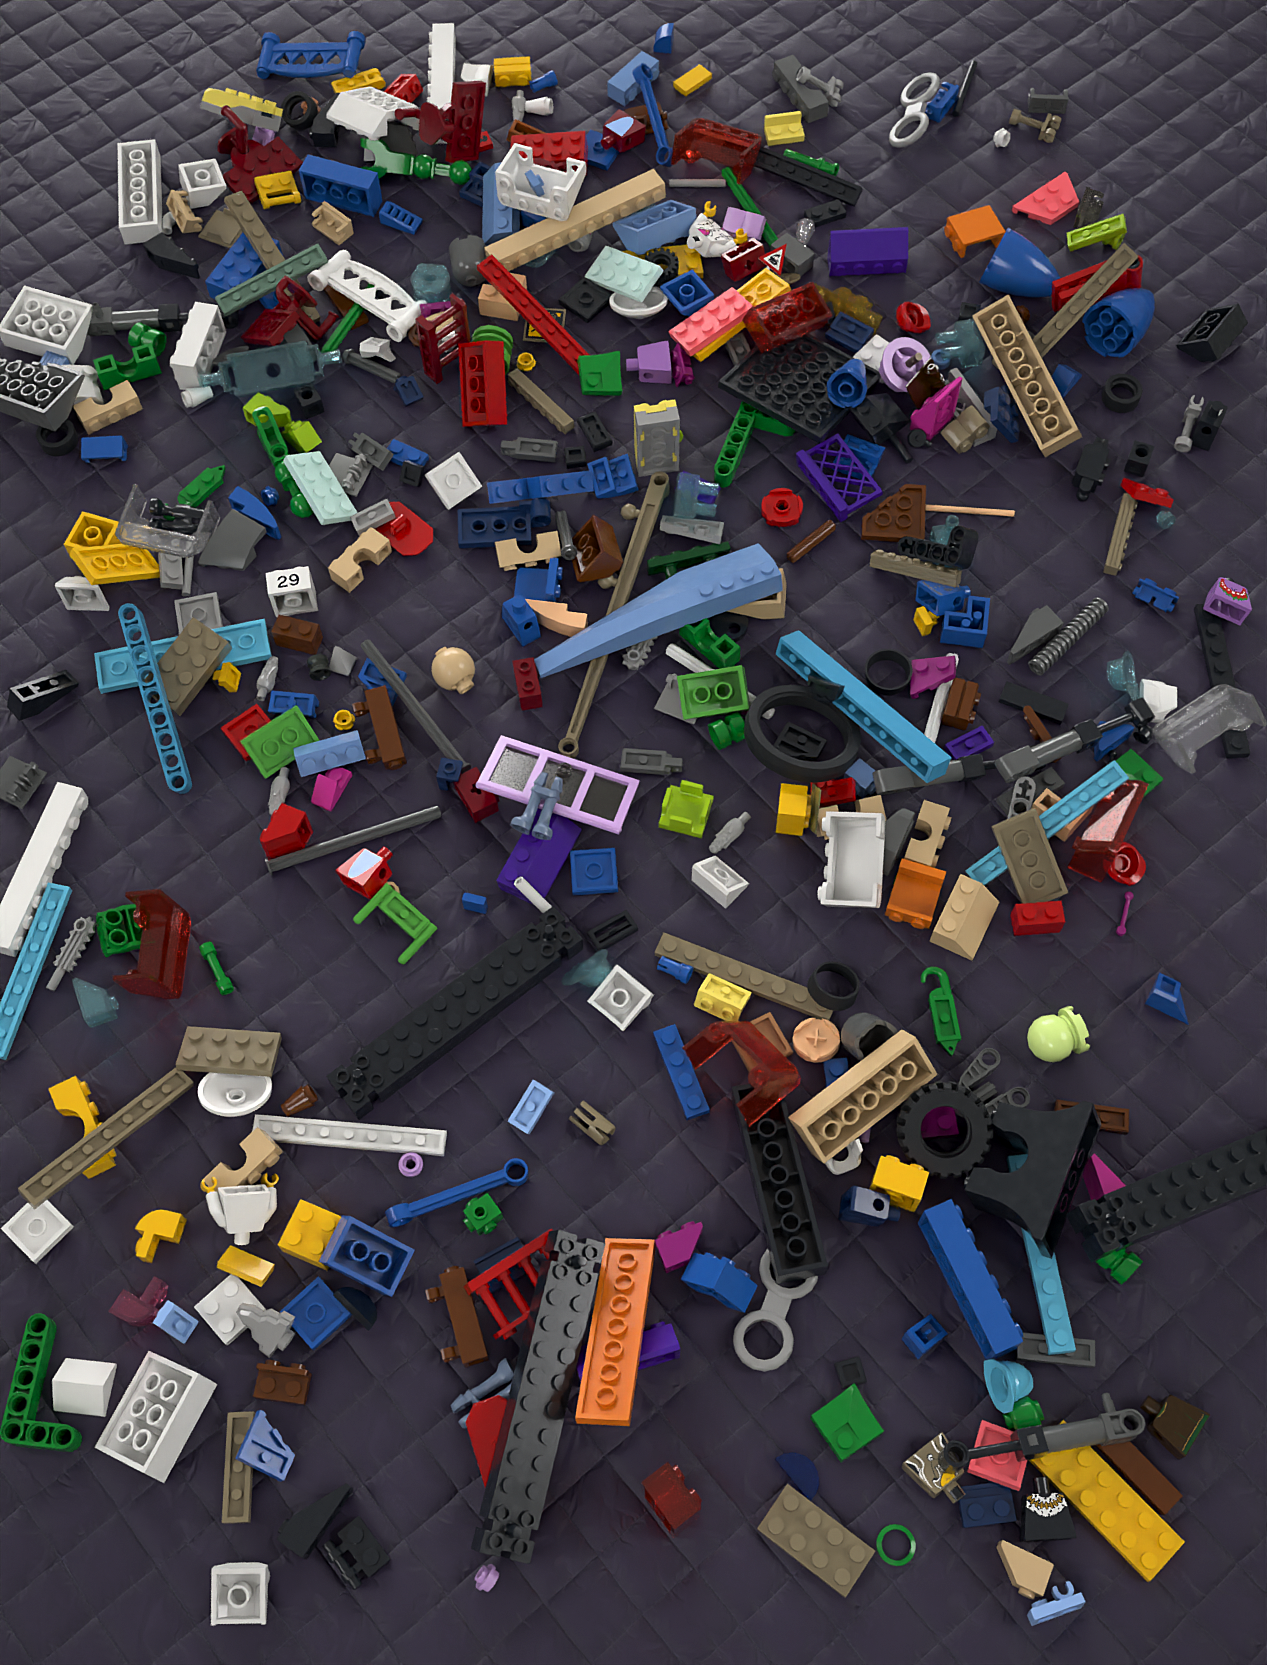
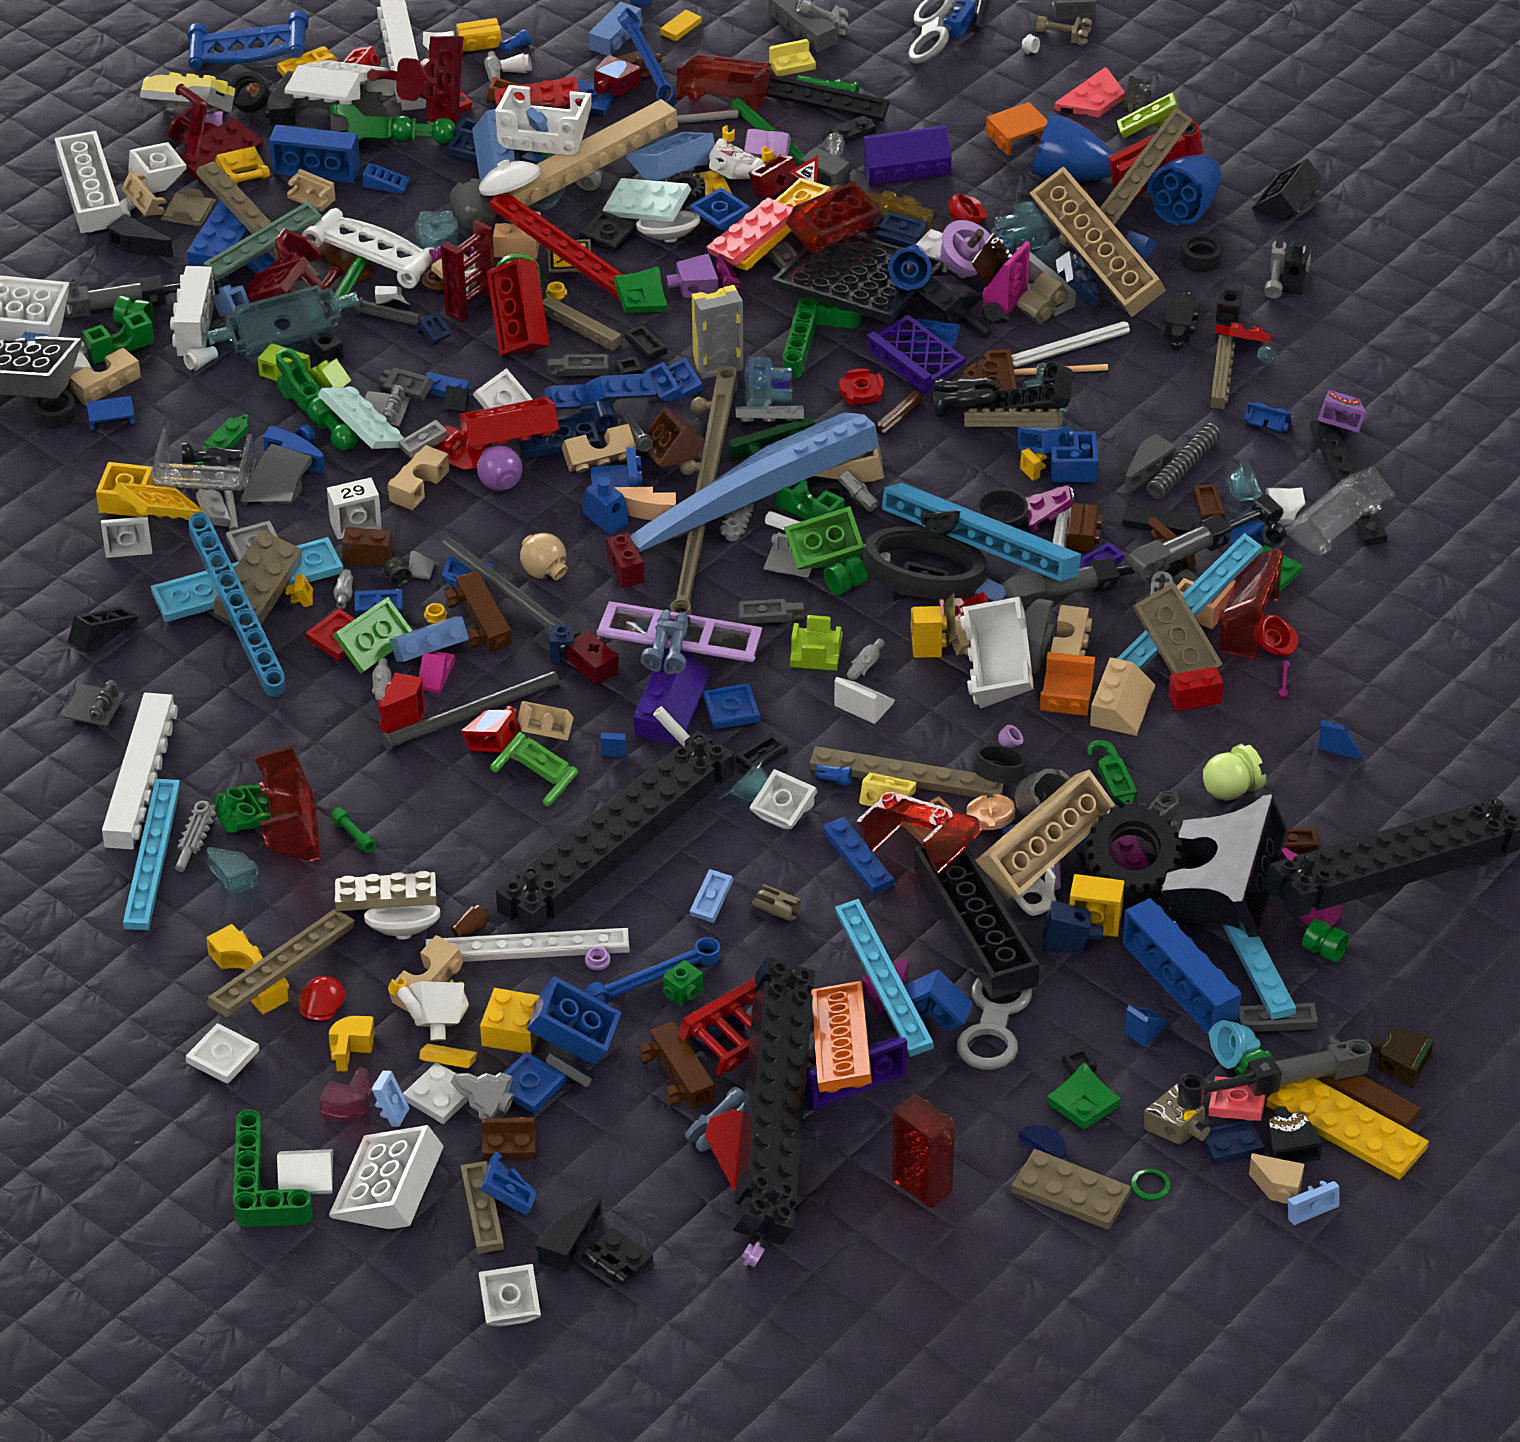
camera: 10 degrees left, 20 degrees down
(143, 1172) = (321, 998): none -> red hat
(234, 338) = (229, 298): none -> medium blue brick
(415, 869) = (545, 720): none -> tan window
(432, 562) = (499, 468): none -> medium lavender brick
(447, 516) = (509, 422): none -> red brick
(499, 241) = (508, 177): none -> white dish
(674, 1253) = (884, 977): none -> medium azure plate
(757, 631) = (858, 491): none -> light grey pin
(845, 947) = (1007, 740): none -> lavender piece
(881, 533) = (969, 393): none -> black piece
(983, 483) = (1070, 344): none -> white axle
(1084, 688) = (1208, 501): none -> reddish brown tile

